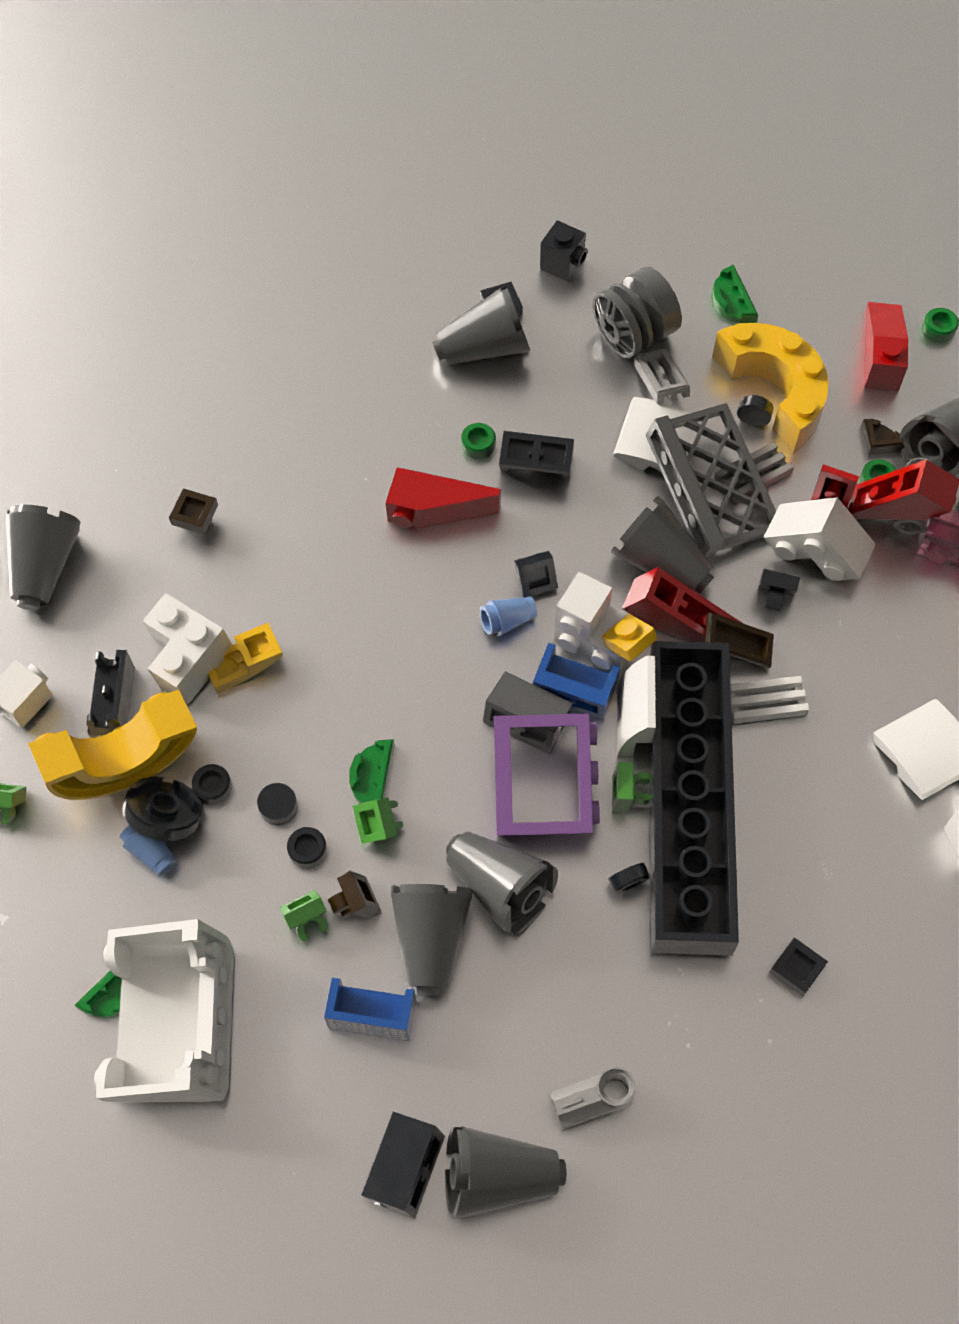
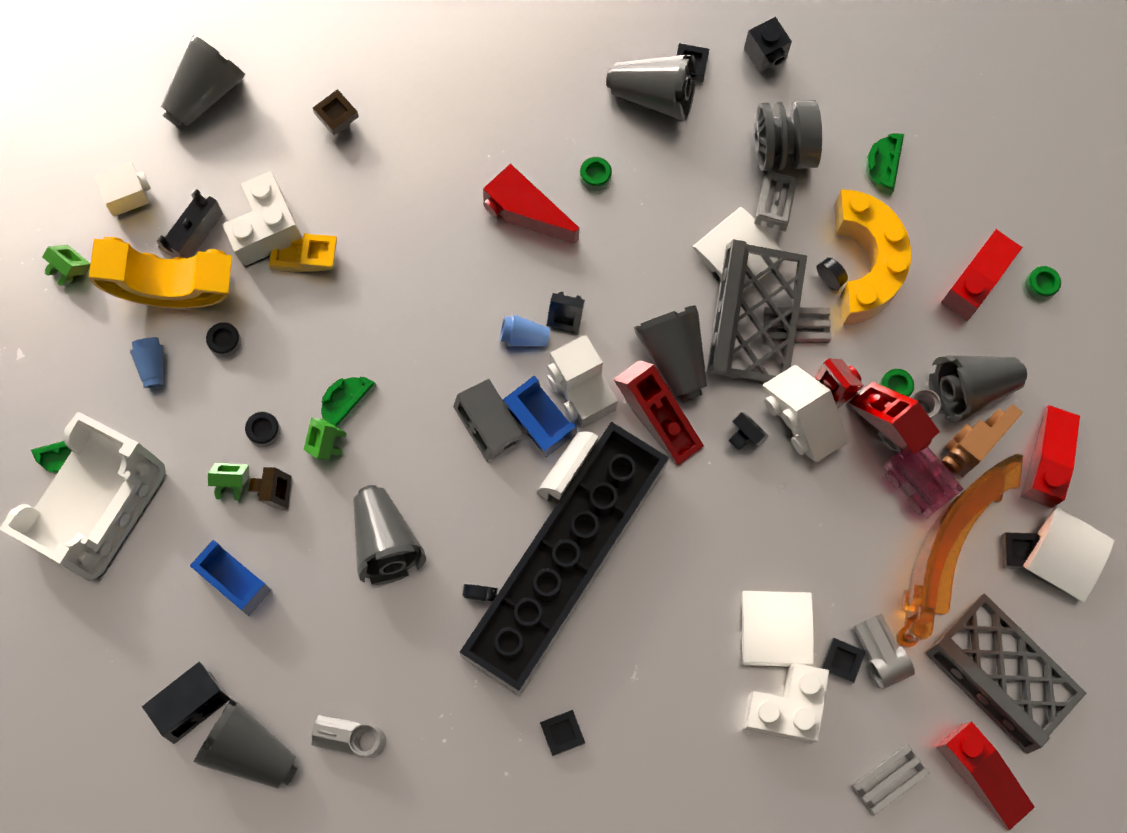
camera: 25 degrees right, 10 degrees up
(162, 809) = (173, 339): black tile -> none
(277, 803) = (261, 382): black tile -> none
(429, 932) = (306, 546): dark grey cone -> none
(536, 453) = (629, 213): black hinge -> none
(587, 774) = (433, 459): medium lavender window -> none
(624, 787) = (522, 521): bright green tile -> none
(629, 637) = (595, 408): yellow plate -> none
(744, 640) = (687, 457): dark brown tile -> none
(764, 686) = (684, 504): white tile -> none
(880, 438) = (921, 352): dark brown tile -> none

